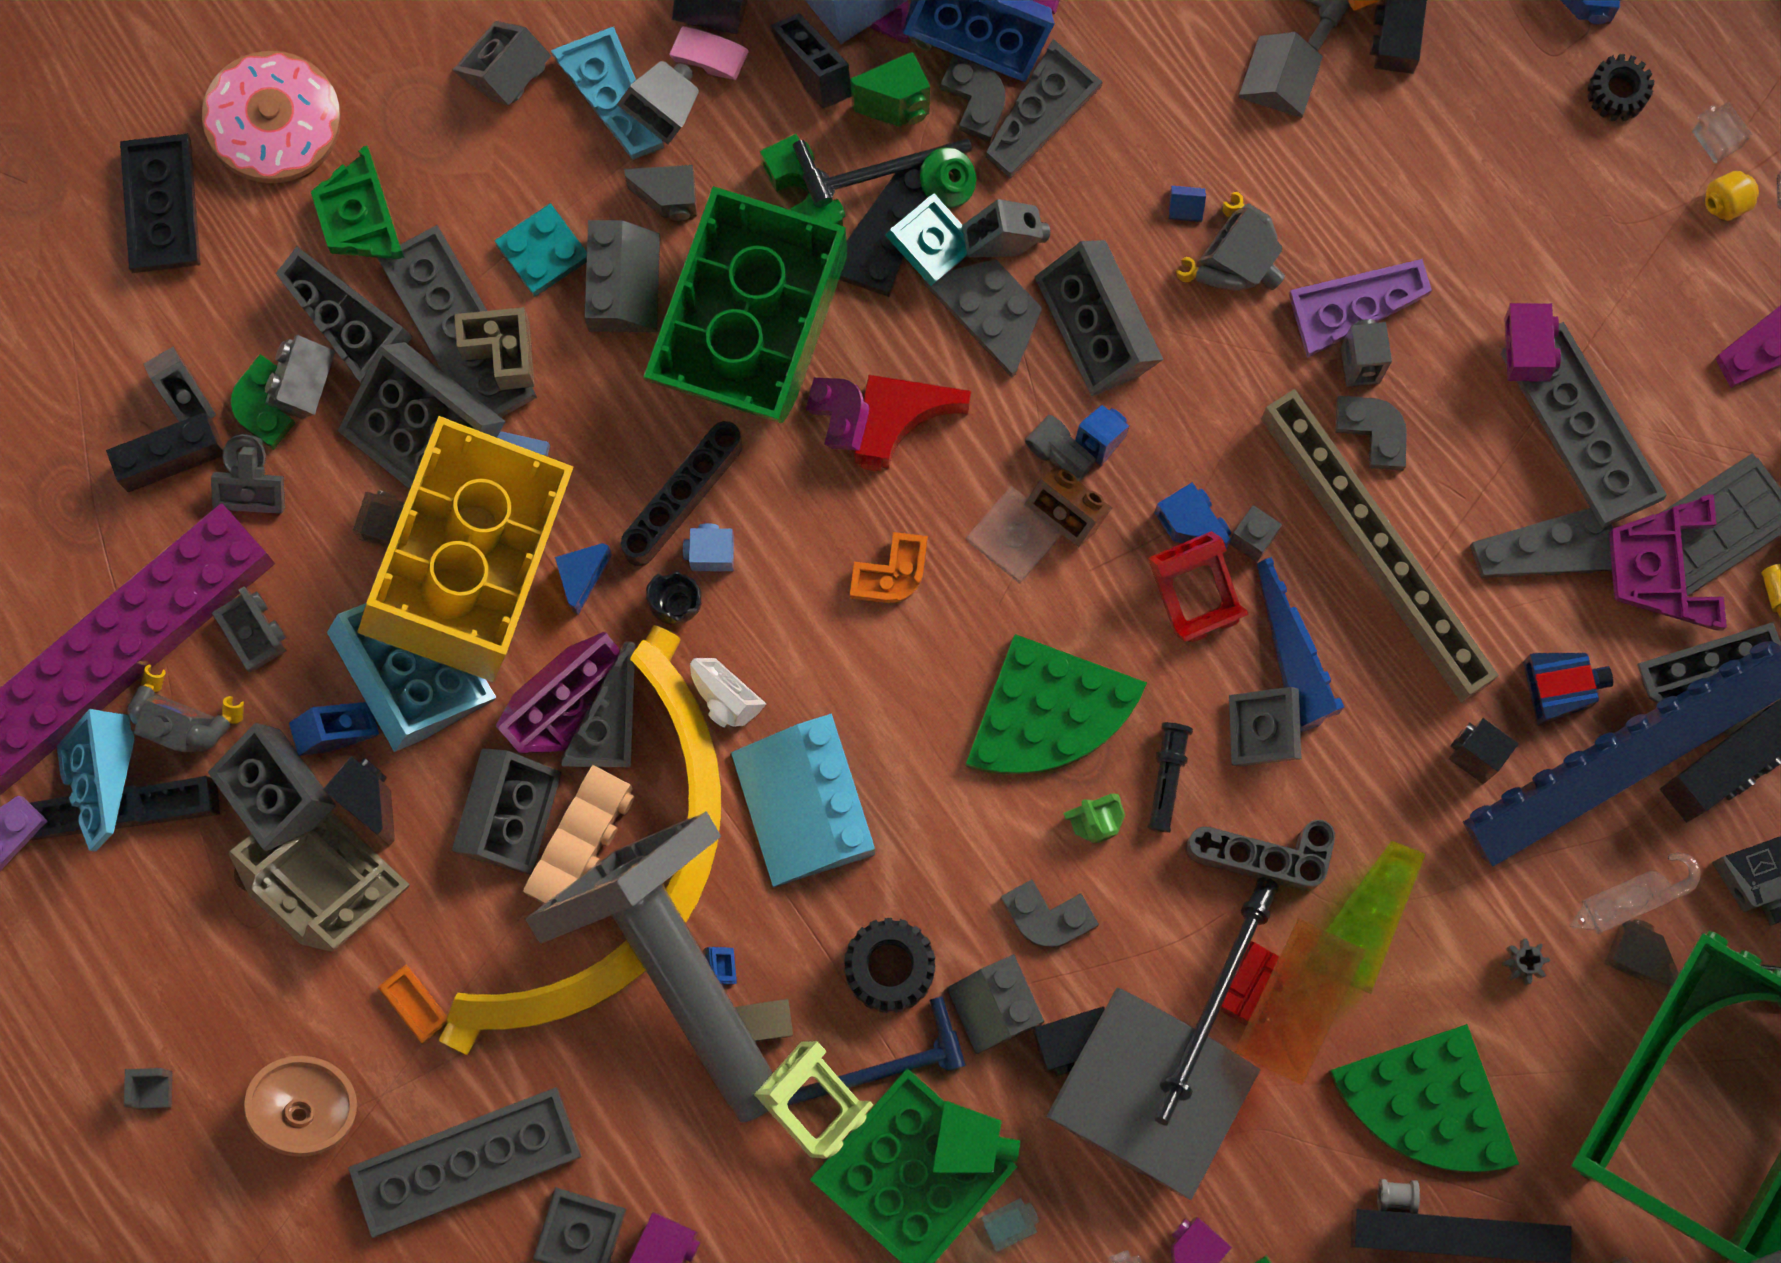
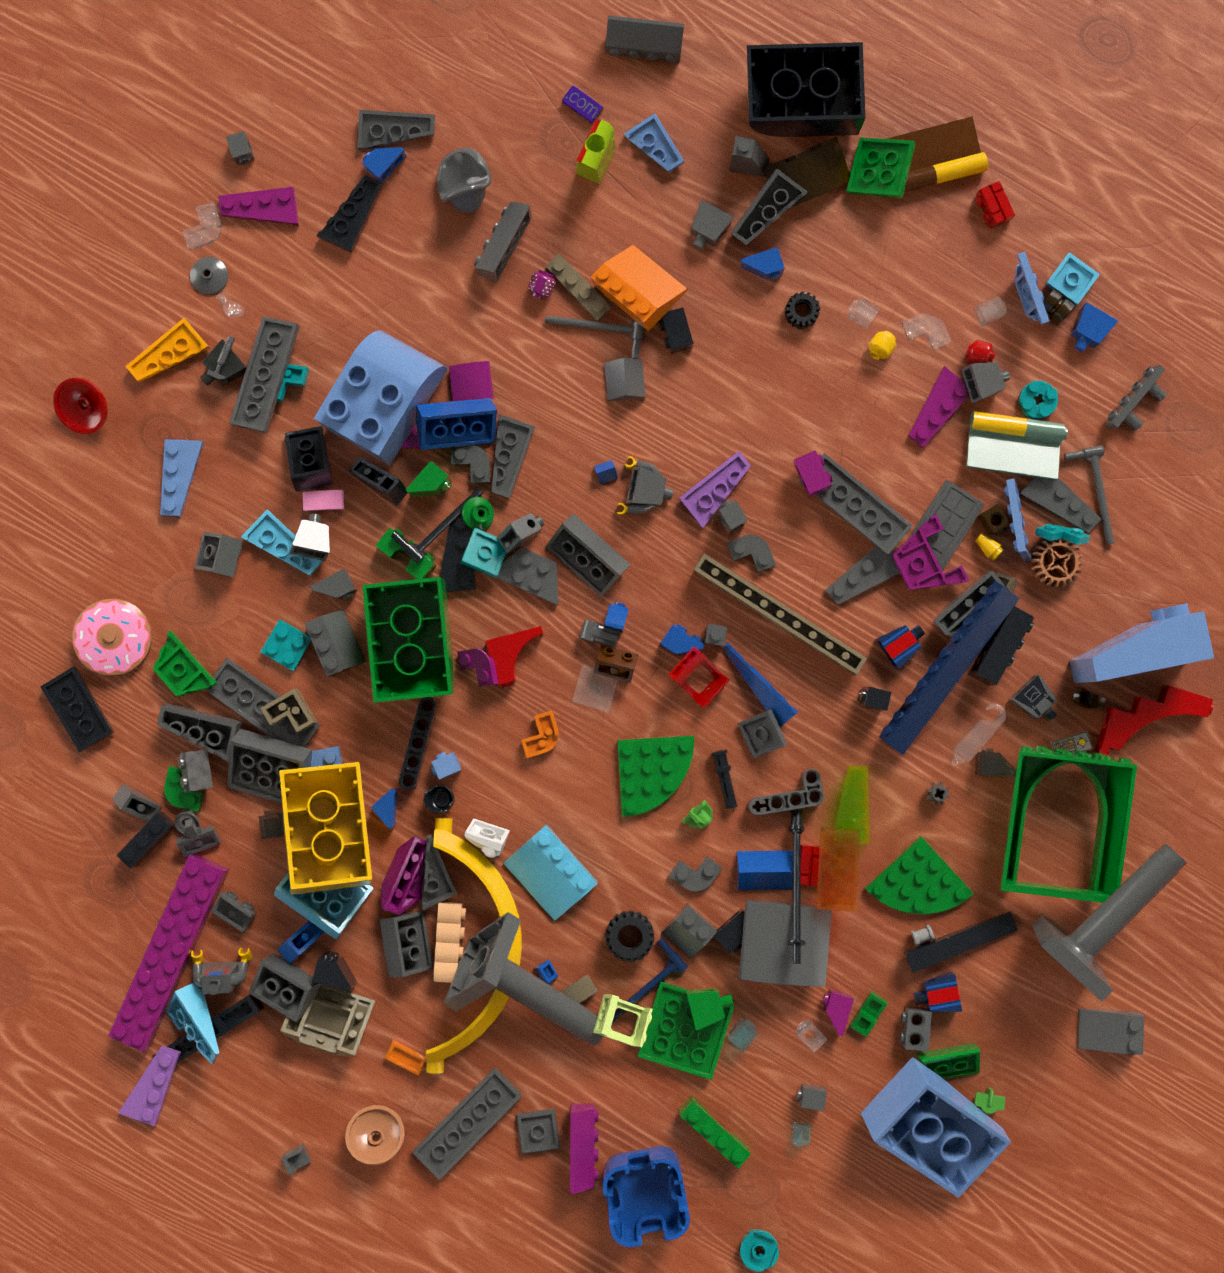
camera: 25 degrees left, 10 degrees up
(1169, 962) = (765, 870): none -> blue slope

